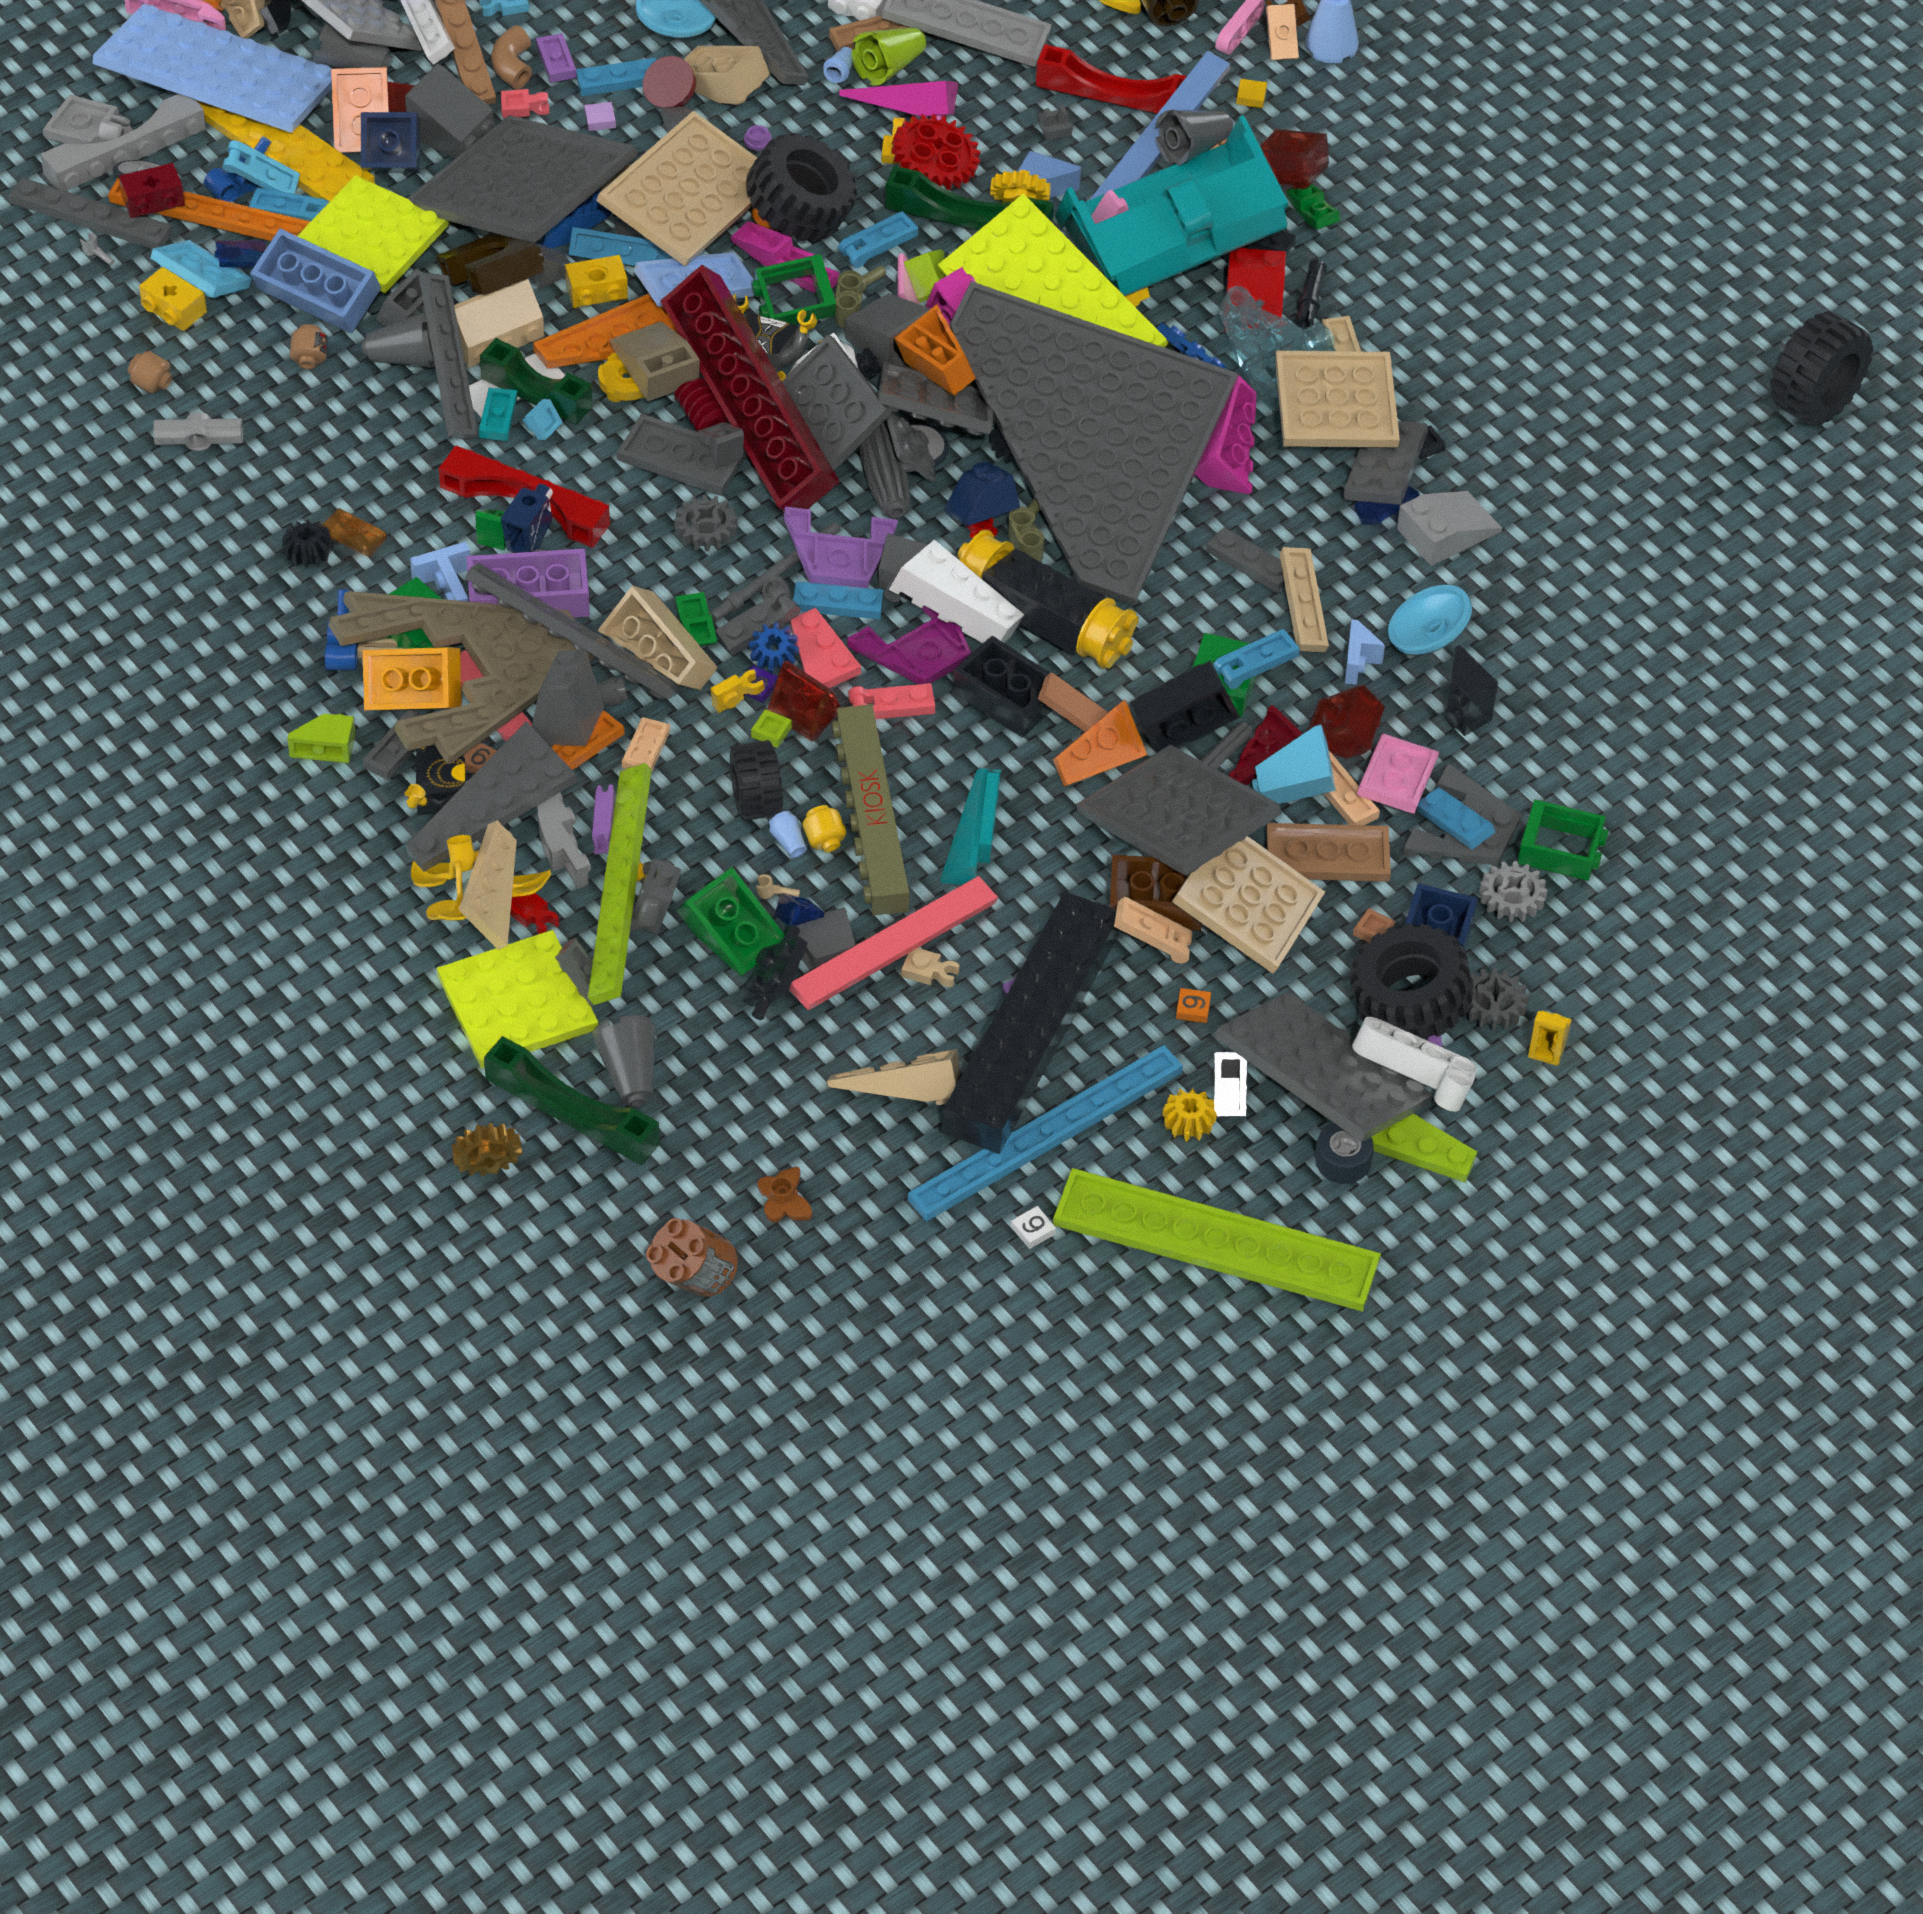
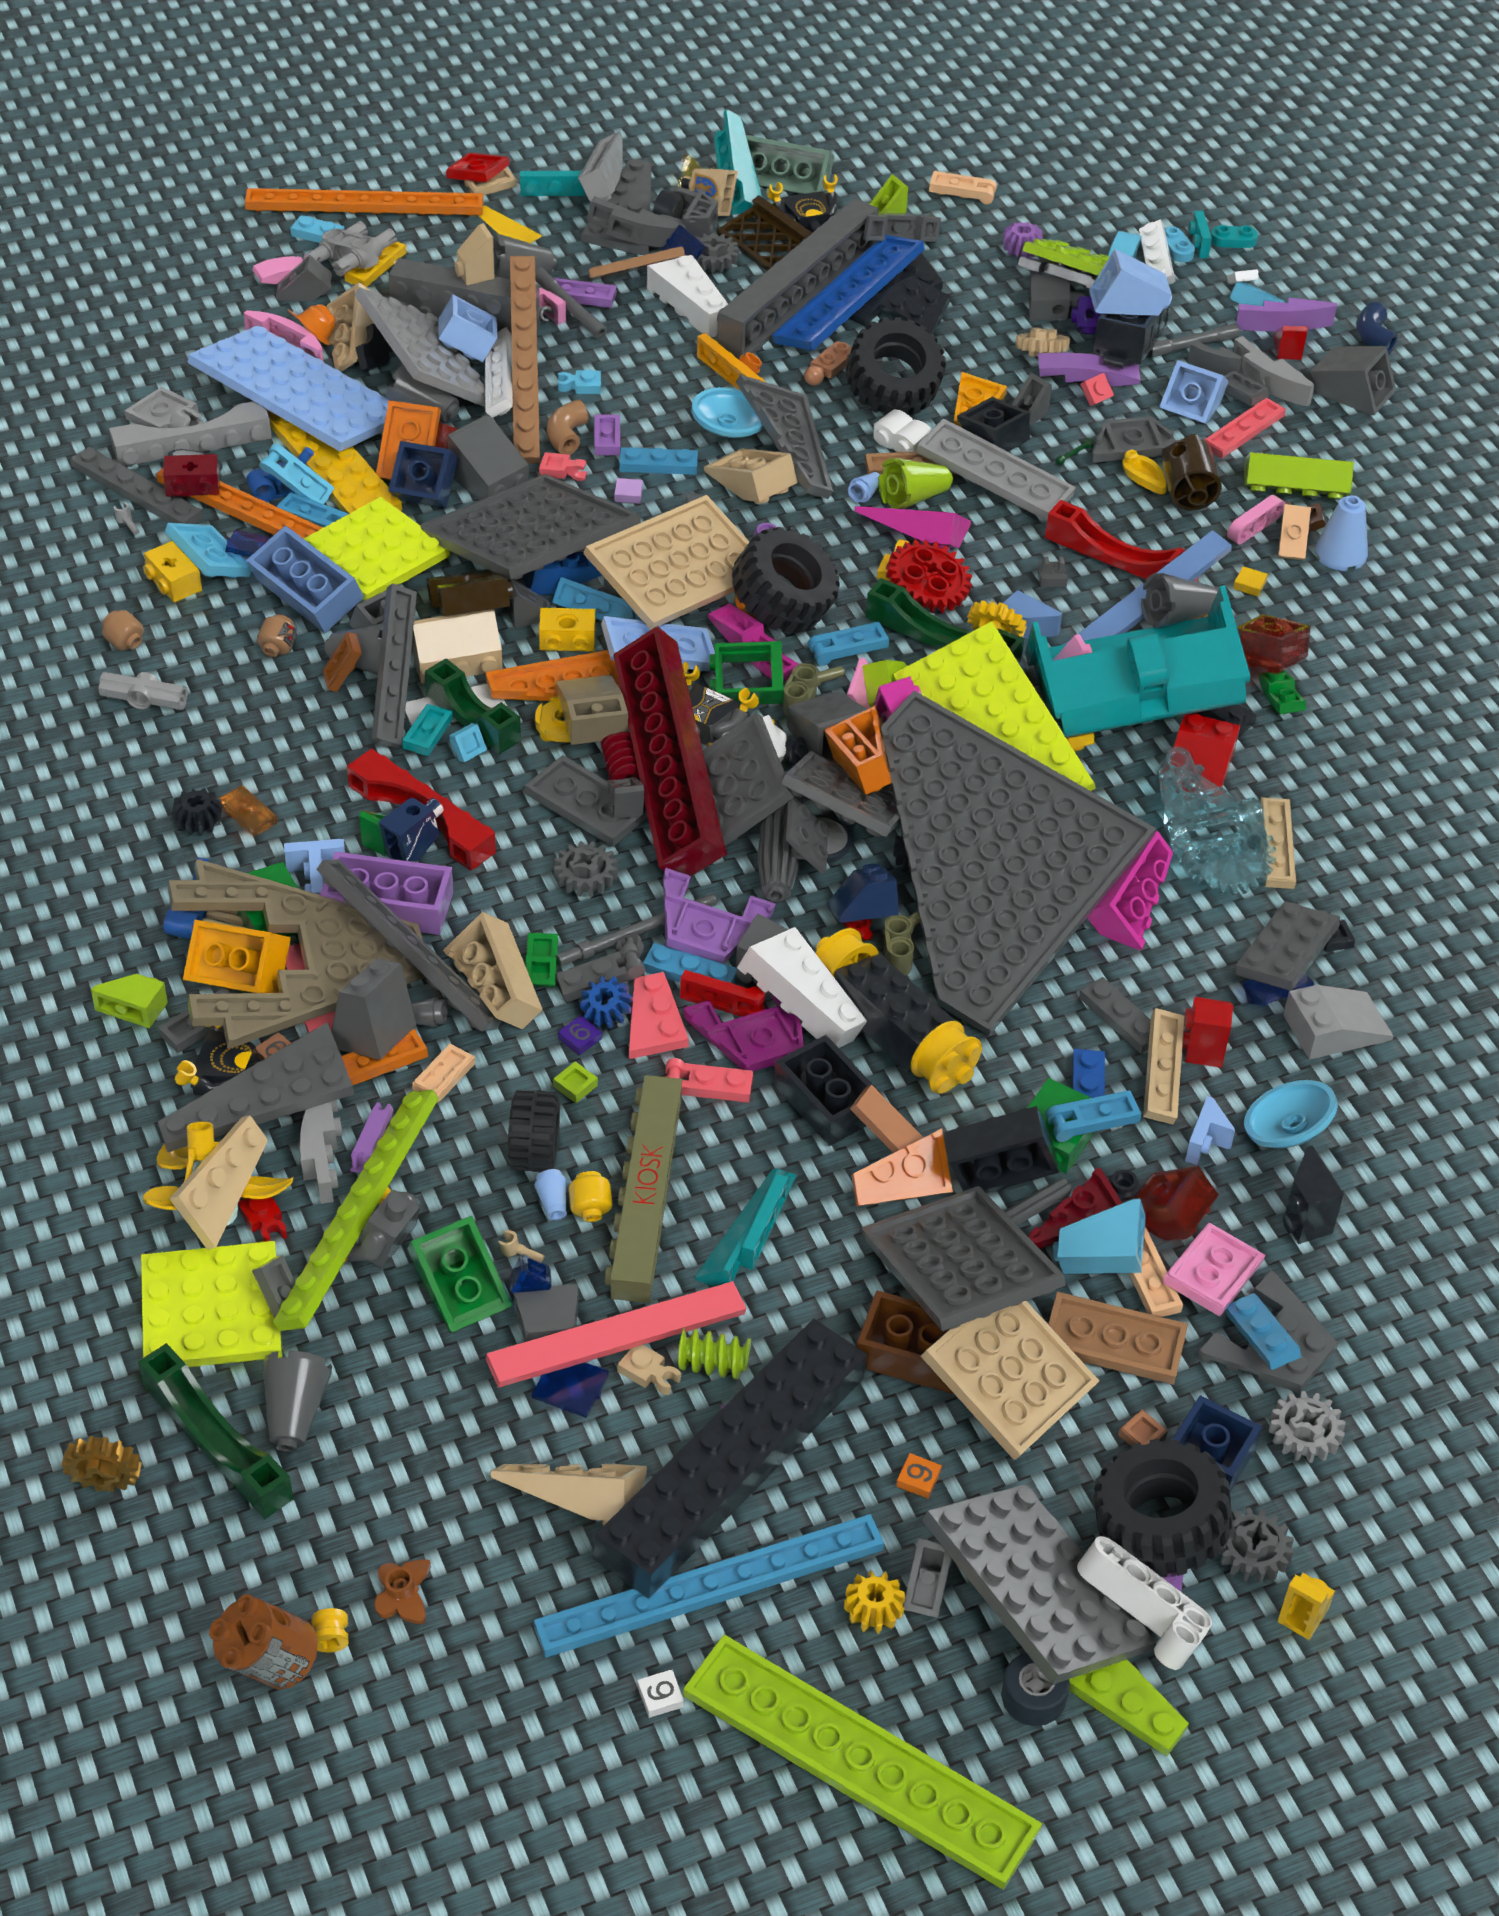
camera: 15 degrees right, 5 degrees down
(389, 361) = (342, 661): none -> dark orange plate
(669, 82) = (700, 471): tile -> none
(731, 691) = (548, 1035): yellow plate -> none
(738, 1234) = (330, 1629): none -> yellow wheel
(774, 972) = (478, 1338): black plate -> none
(803, 701) = (614, 1062): clear red slope -> none
(867, 999) = (572, 1388): none -> clear blue piece
(880, 618) = (721, 994): none -> red plate
(984, 941) = (713, 1354): none -> lime piece
(1153, 929) = (898, 1381): light nougat plate -> none
(1176, 340) = (1108, 786): blue wing -> none
(1236, 620) = (1088, 1072): none -> blue plate
(1298, 715) = (1128, 1181): none -> black plate
(1309, 303) = (1253, 778): black pin -> none
(1335, 558) = (1208, 1031): none -> red brick
(1336, 399) = (1251, 873): tan plate -> none
(1568, 821) = (1386, 1360): green window -> none

